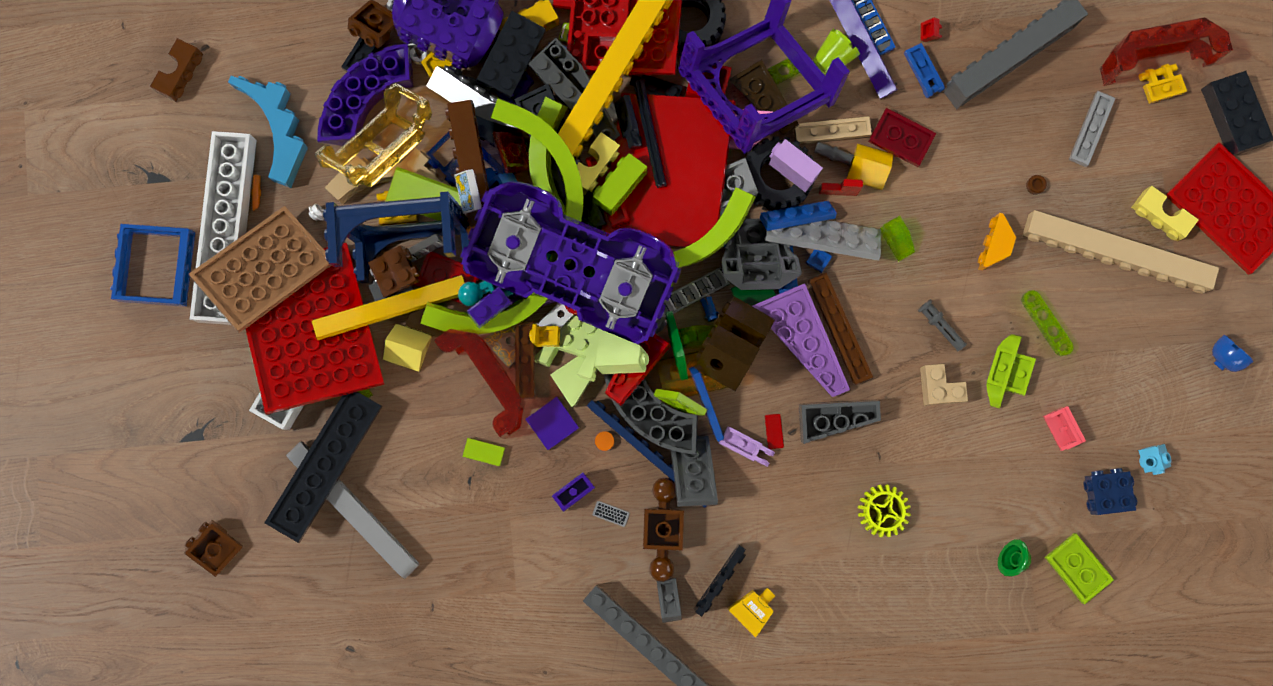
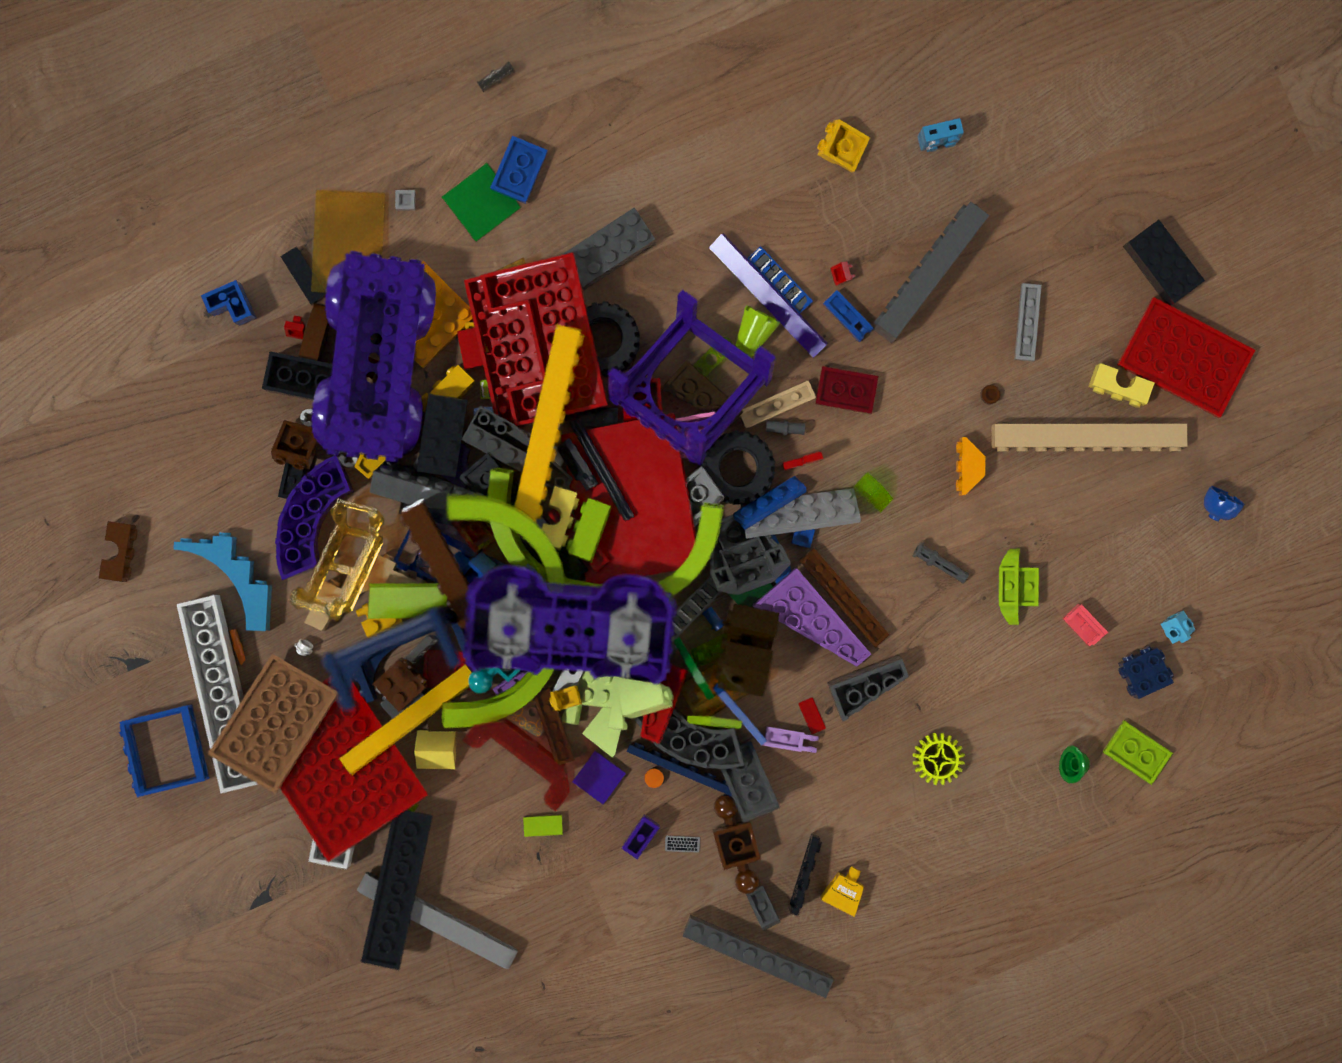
camera: 20 degrees left, 5 degrees up
(212, 547) = (317, 999): reddish brown plate -> none
(468, 191) = (449, 592): tile -> none
(488, 307) = (504, 692): dark purple brick -> none
(794, 165) = (751, 461): lavender brick -> none
(870, 166) = (824, 428): yellow slope -> none
(936, 389) = (953, 627): tan brick -> none
(1050, 320) = (1041, 526): clear neon green beam -> none
(1164, 88) = (1085, 259): yellow plate -> none
(1166, 41) = (1102, 199): clear red windscreen -> none

